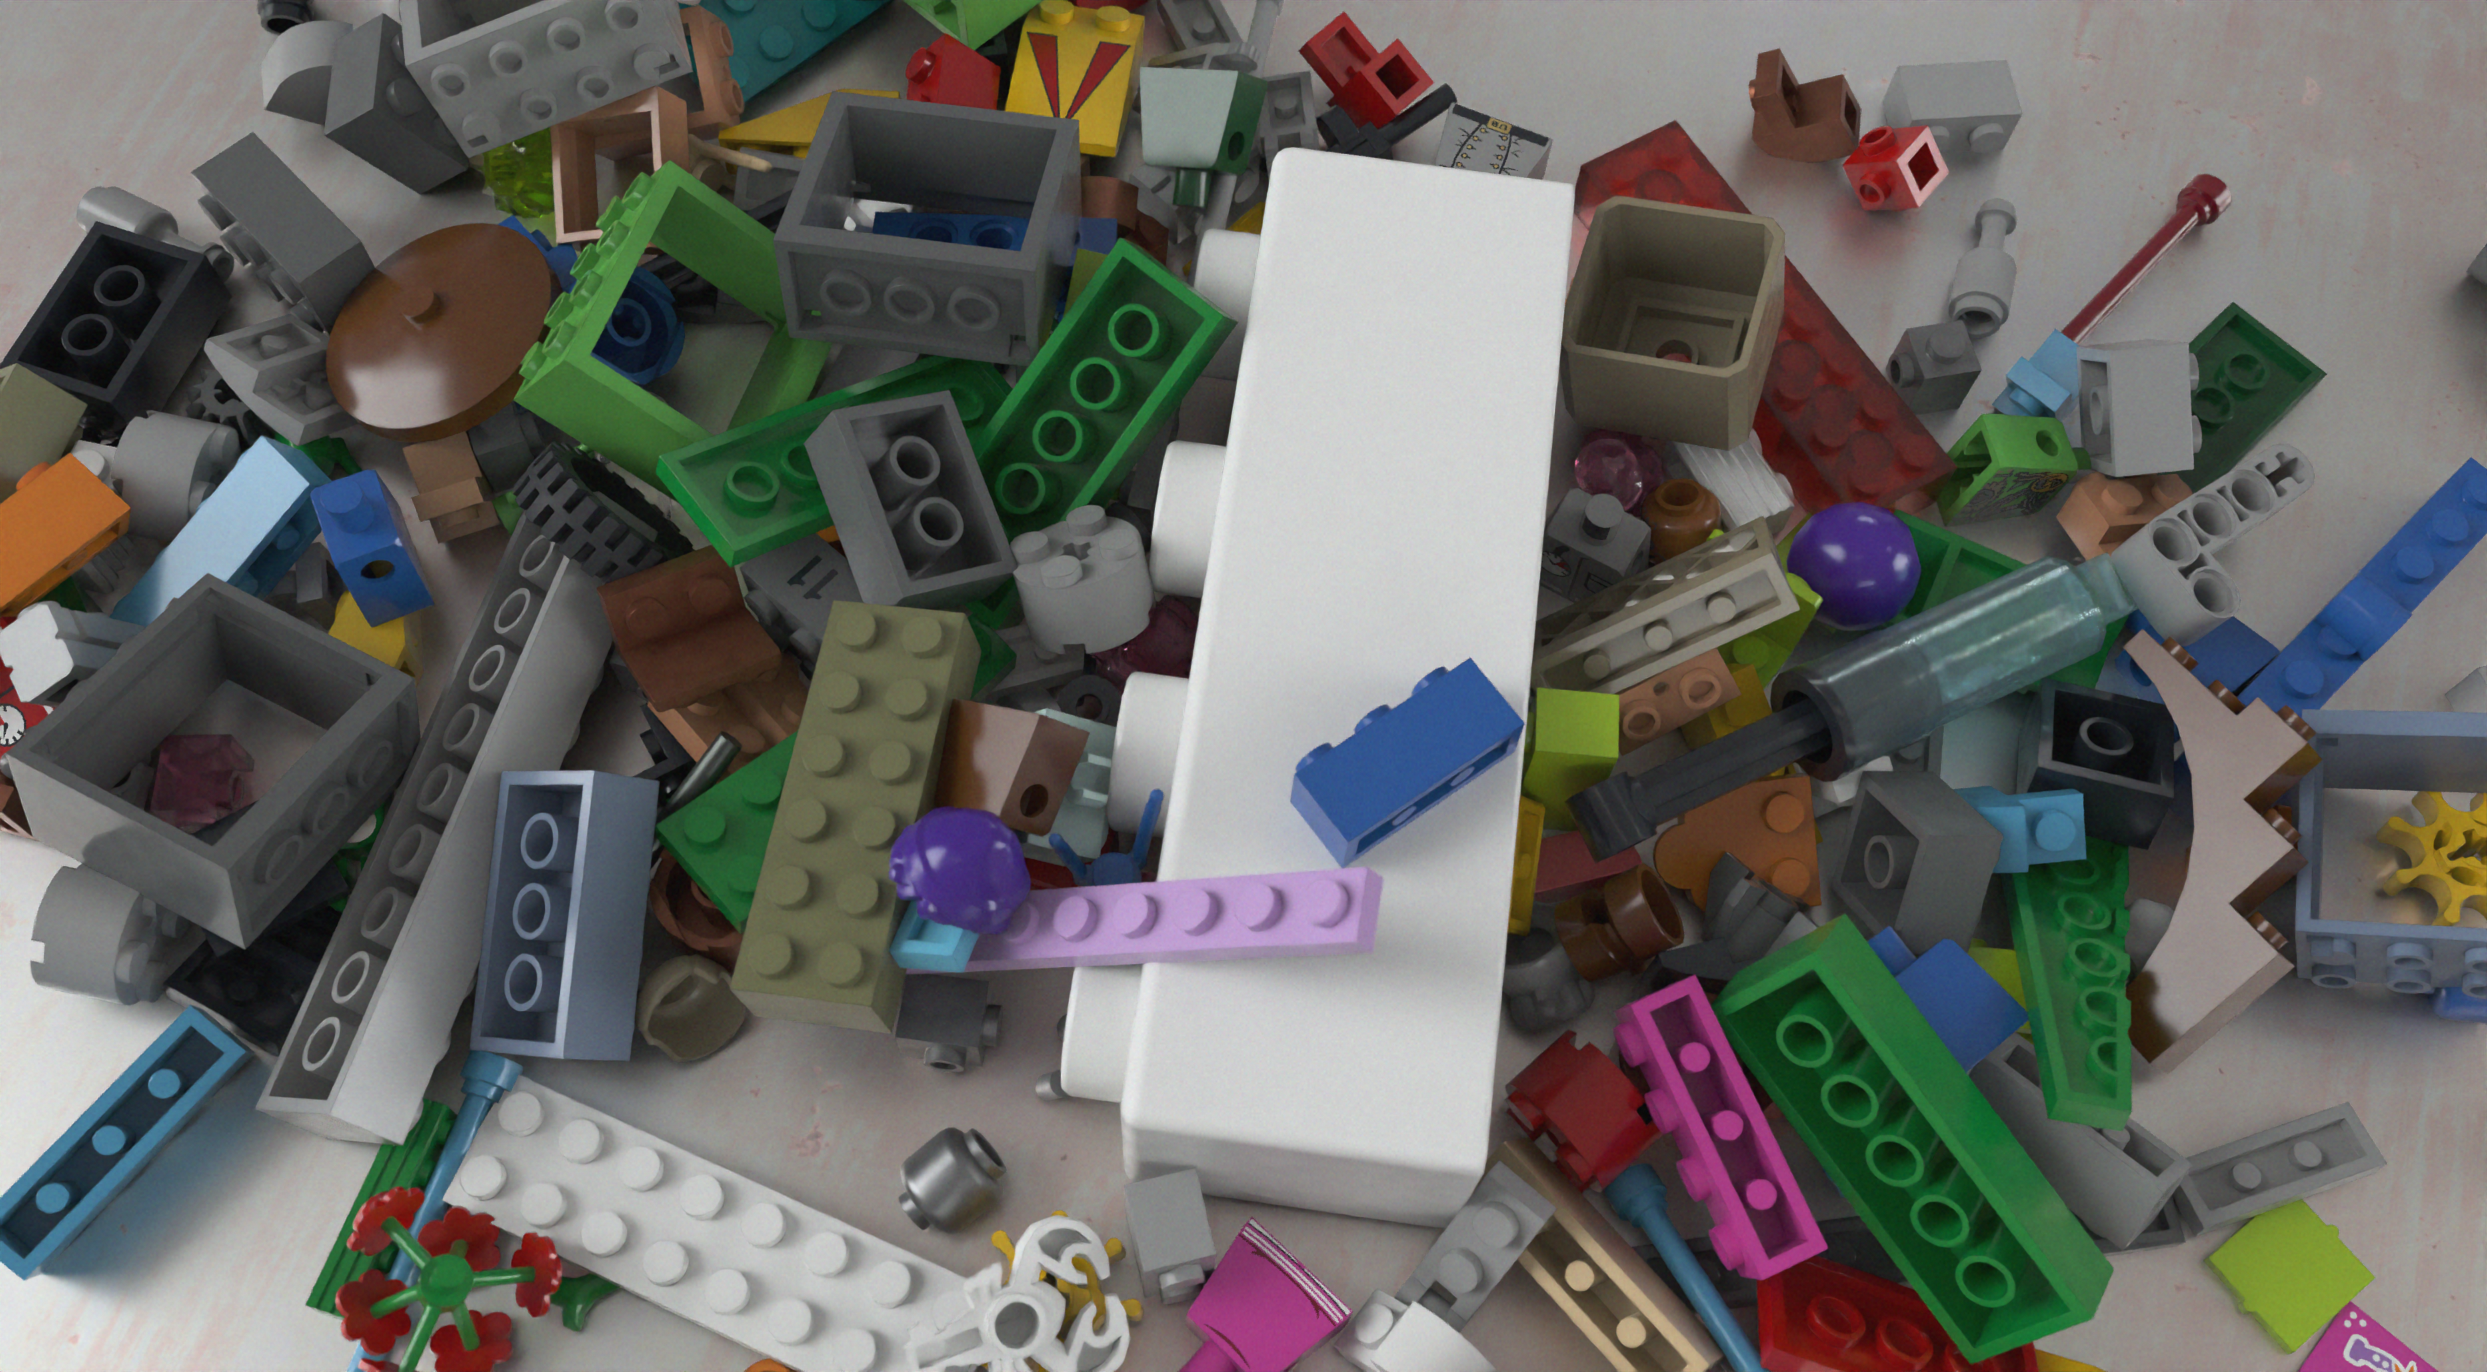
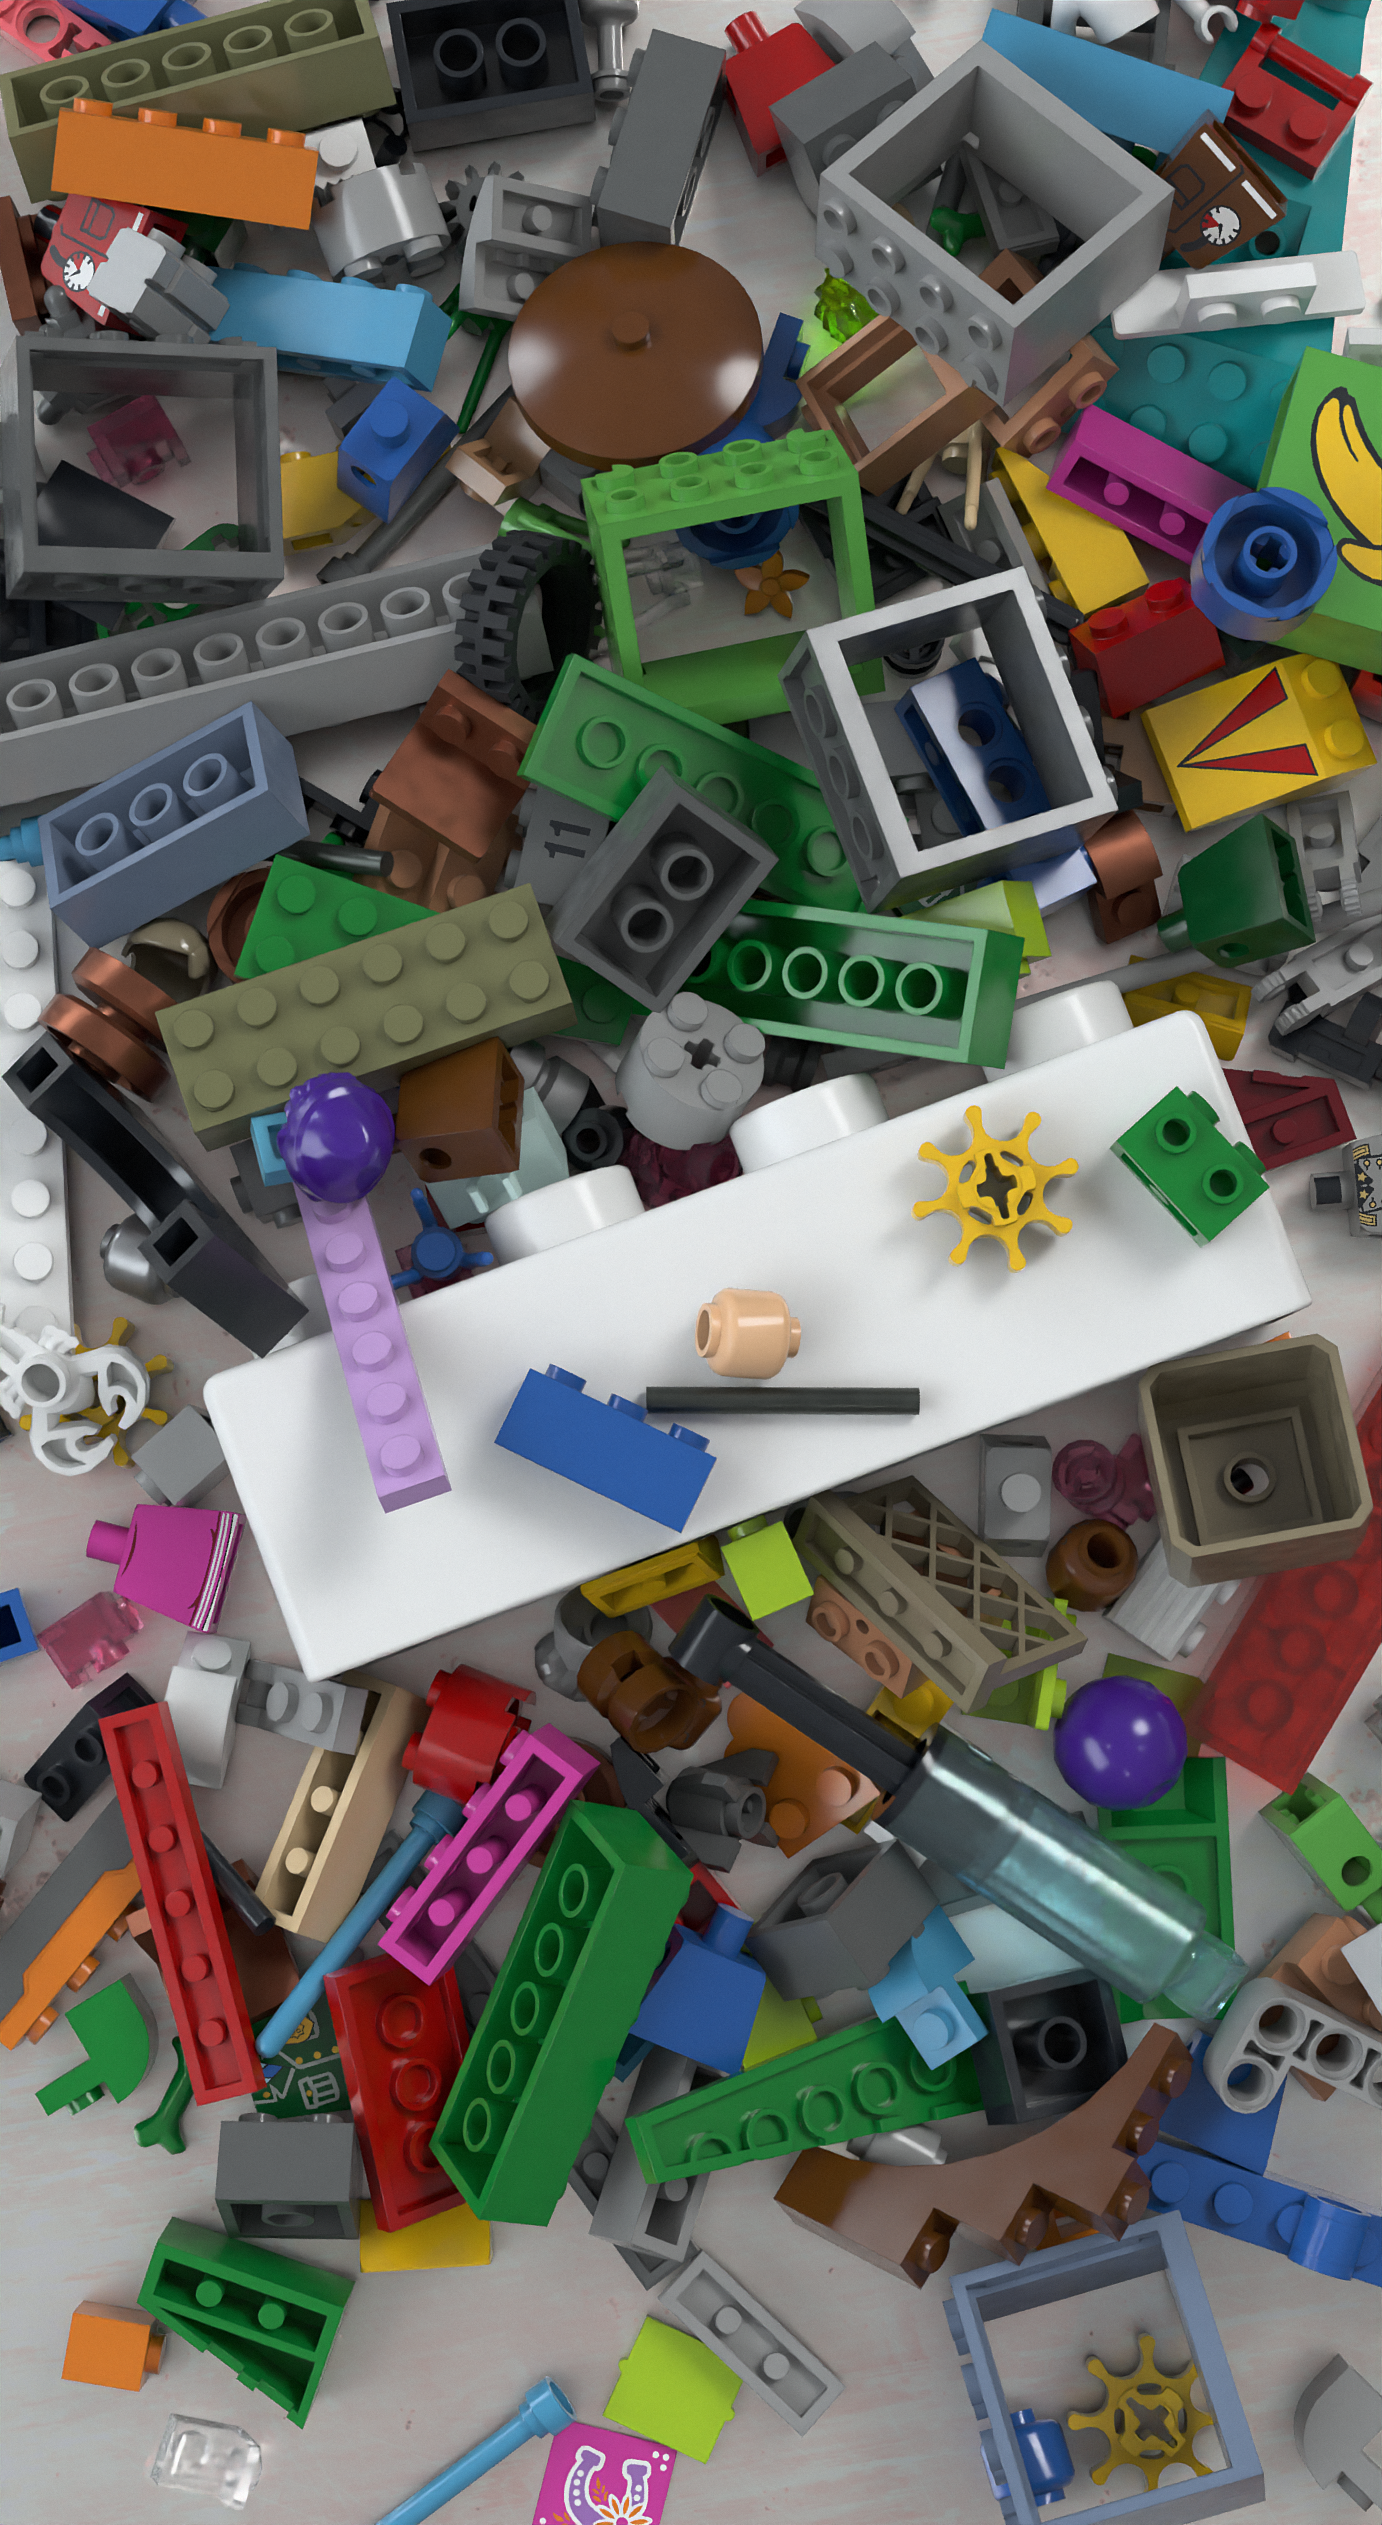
camera: 70 degrees right, 20 degrees up
(326, 168) = (762, 75): none -> red torso
(441, 615) = (421, 500): none -> dark grey piece
(707, 361) = (771, 585): none -> orange plant
(713, 1074) = (117, 1030): none -> copper wheel
(826, 57) = (1139, 483): none -> dark pink brick
(1001, 1045) = (192, 1237): none -> black arch
(1348, 339) = (1025, 1180): none -> yellow gear
(1363, 589) = (746, 1333): none -> light nougat head
(1415, 192) = (1191, 1165): none -> green brick
(1439, 600) = (783, 1400): none -> pearl dark grey bar

